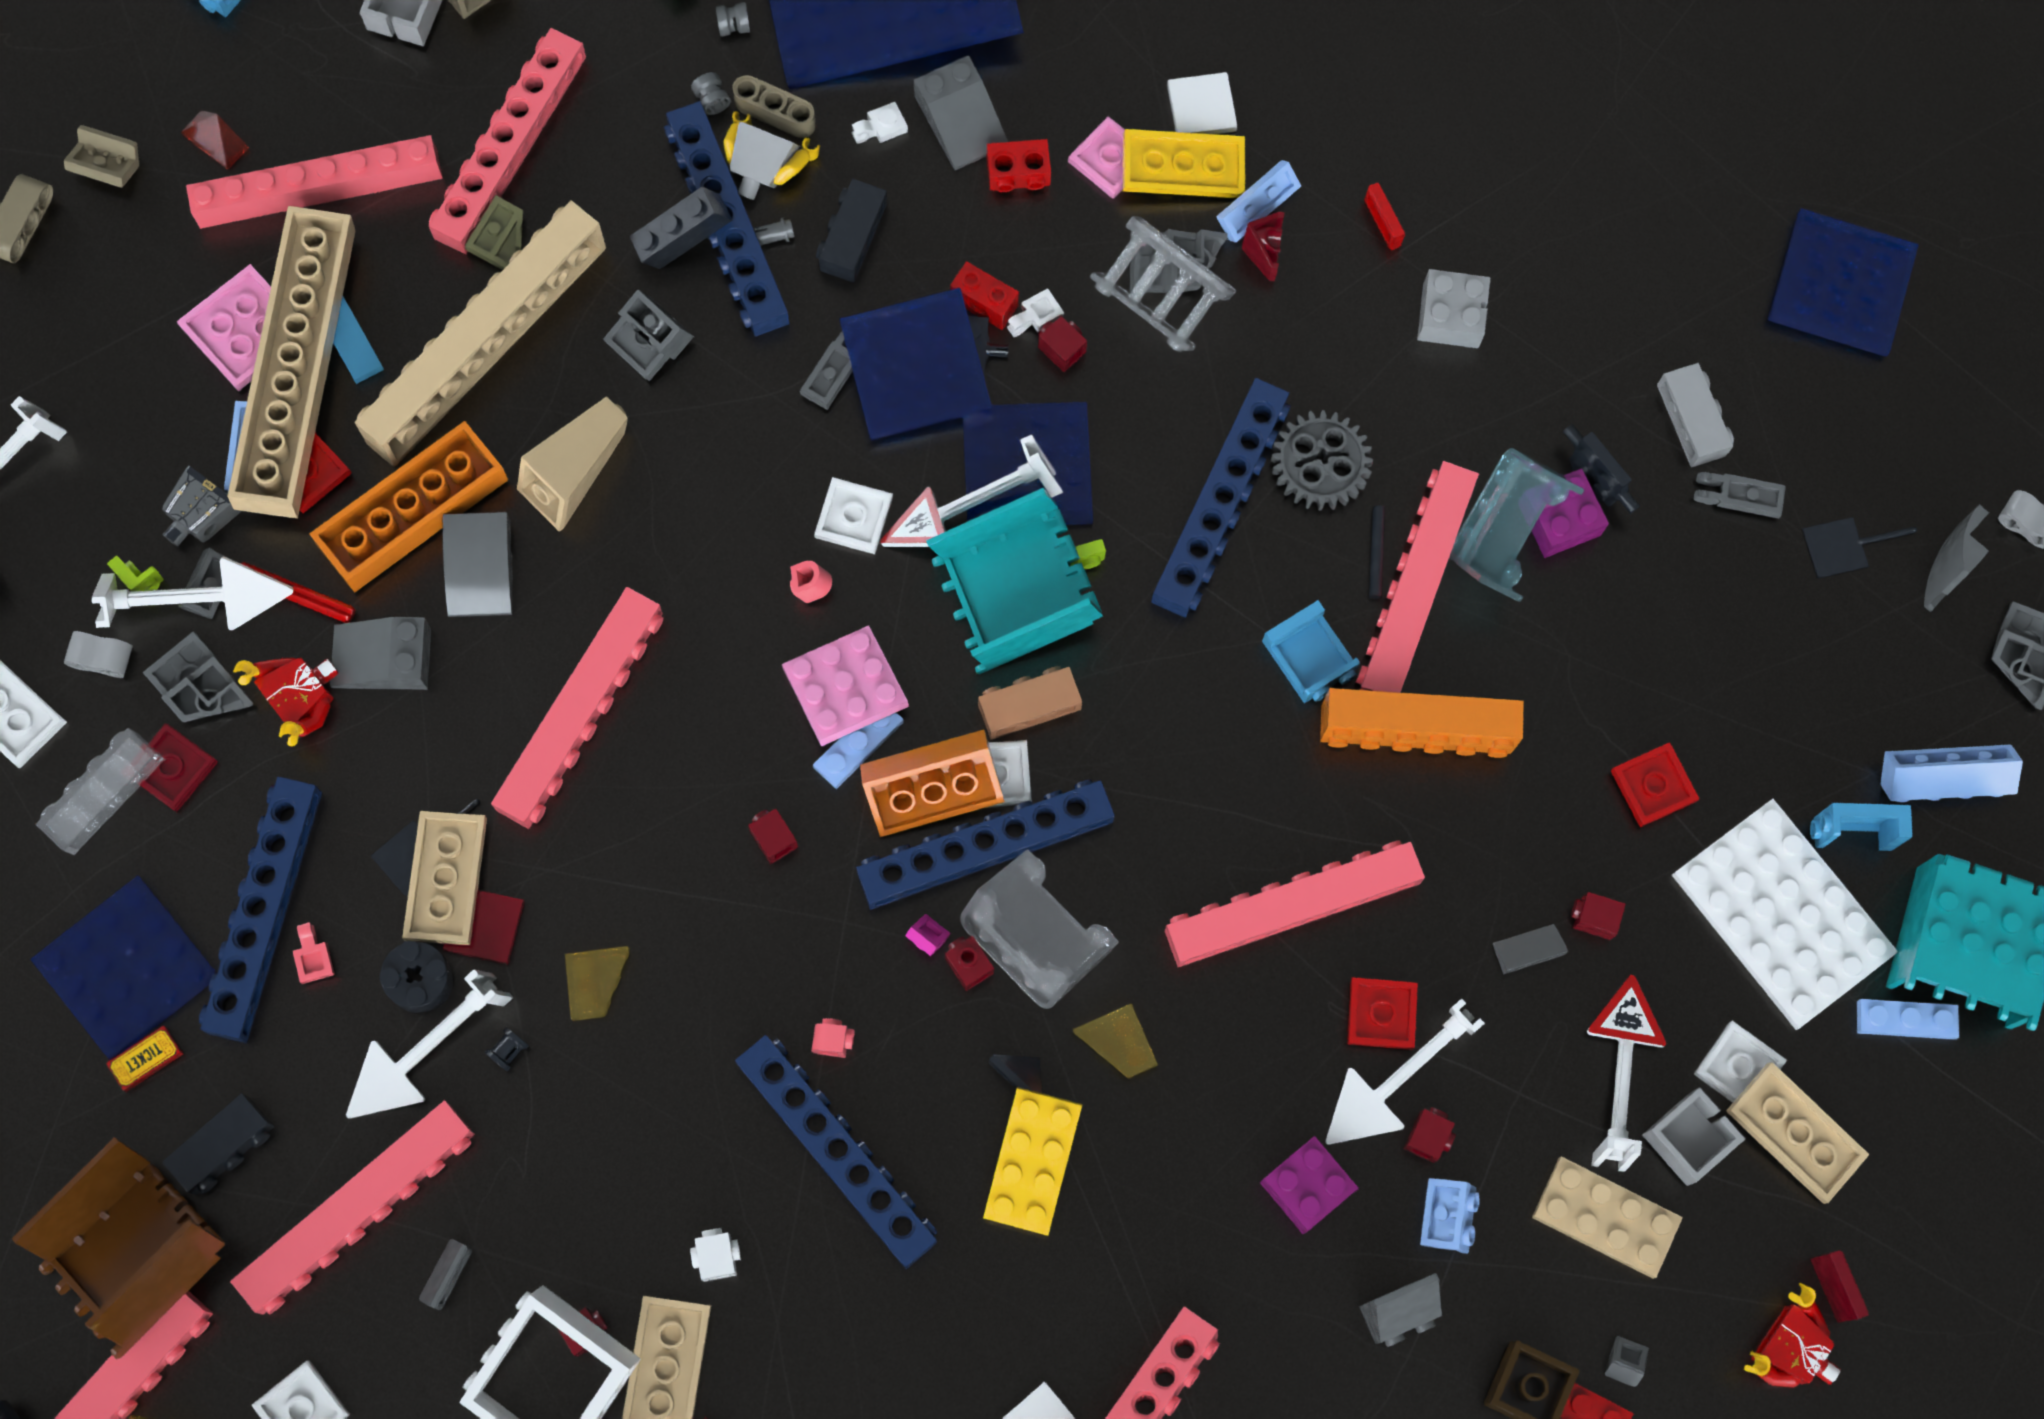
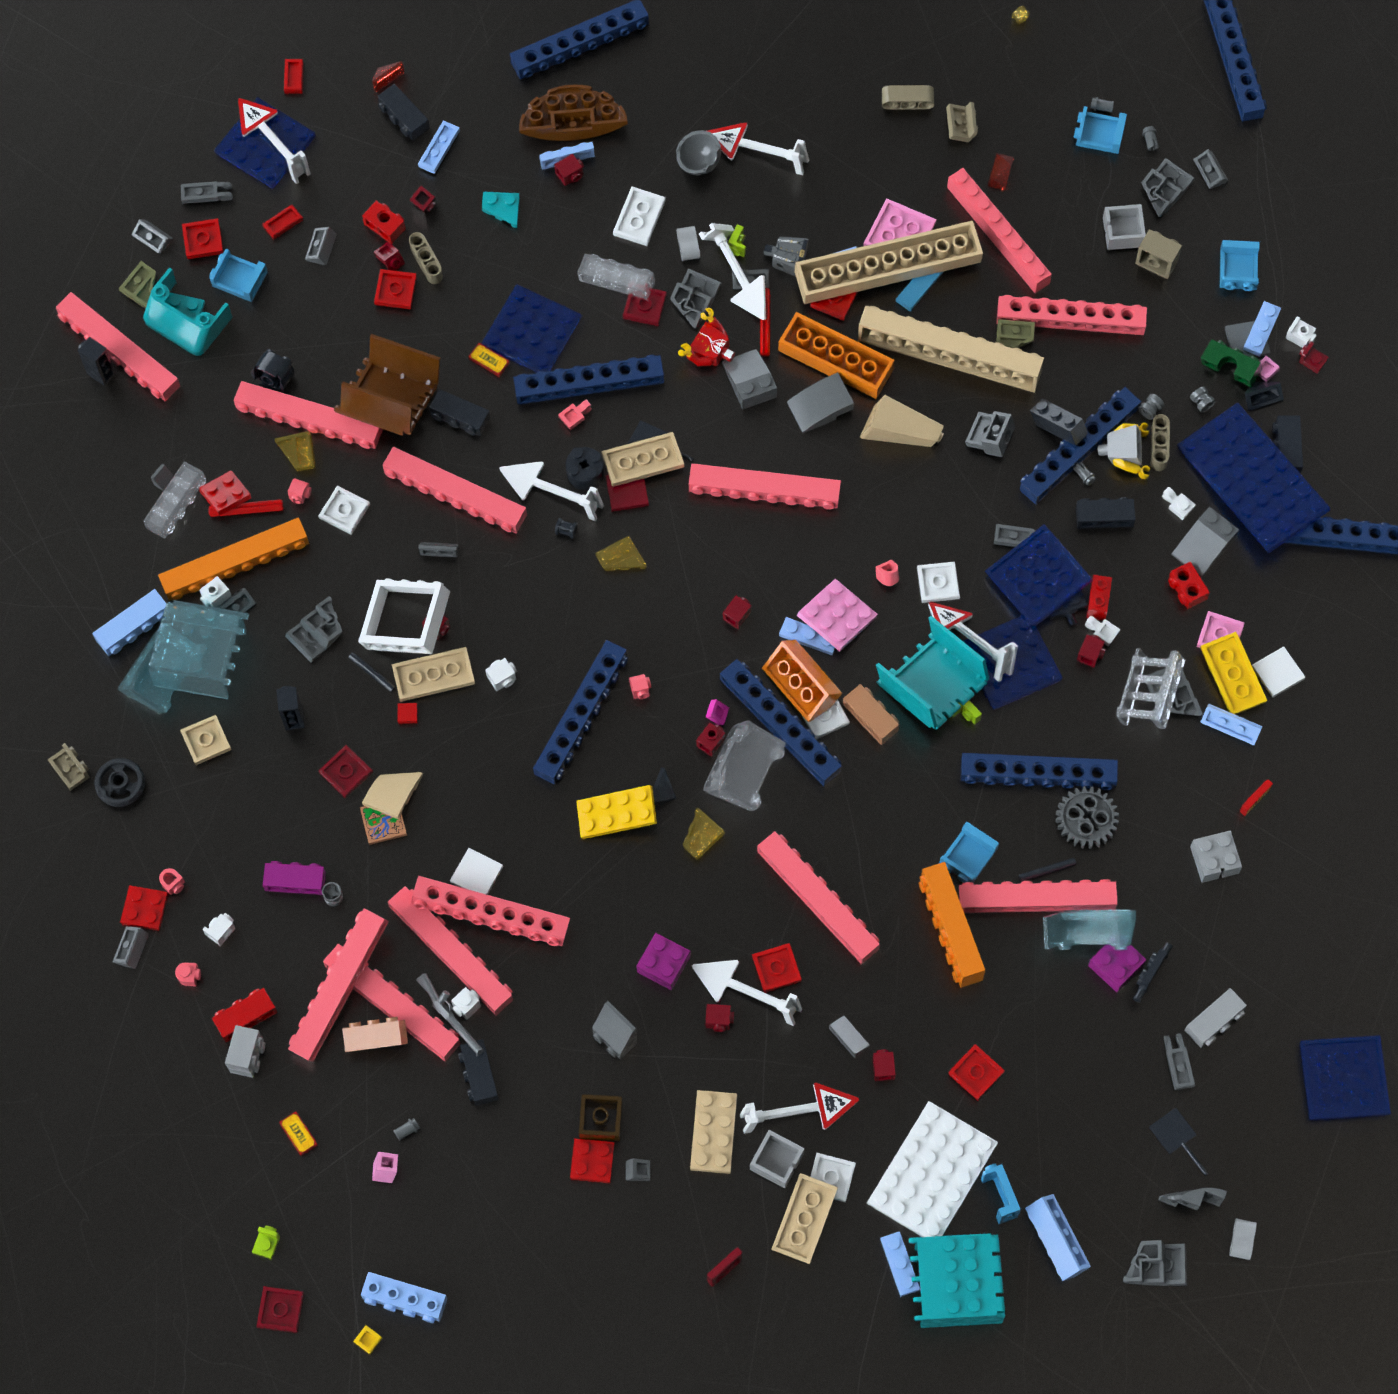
camera: 75 degrees right, 5 degrees down
(1263, 243) = (1207, 737): dark red slope -> none
(1449, 1215) = (678, 1044): light blue bracket -> none
(1796, 1345) = (681, 1256): red torso -> none

